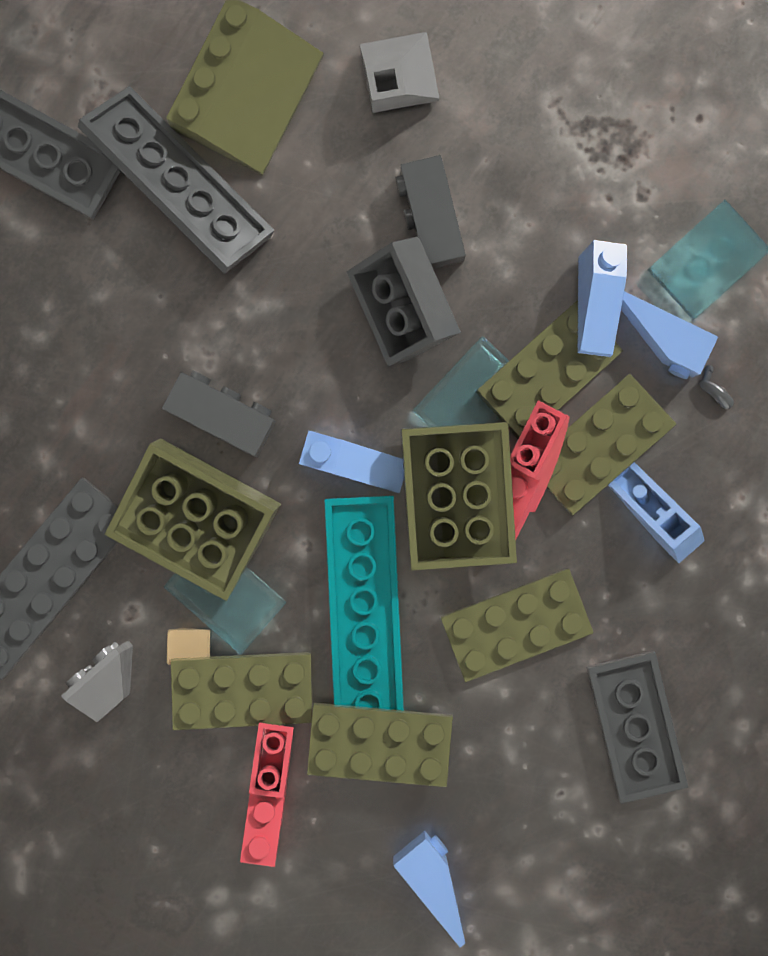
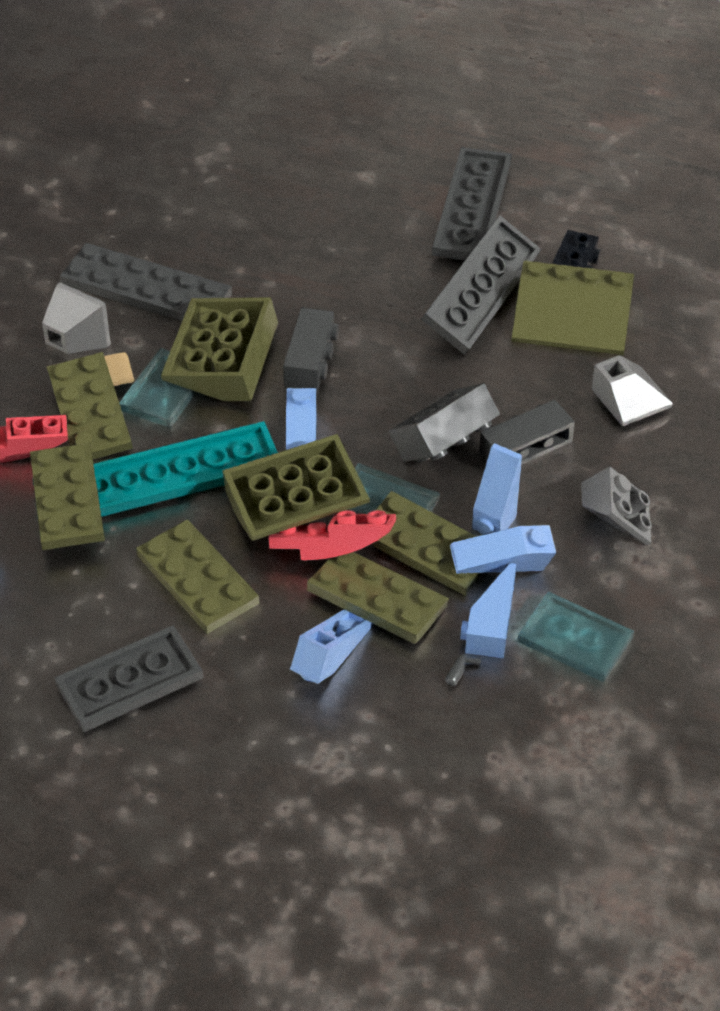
camera: 75 degrees right, 40 degrees down
(160, 50) = (578, 250): none -> black brick
(534, 282) = (498, 491): none -> light blue slope
(566, 153) = (618, 504): none -> light grey slope

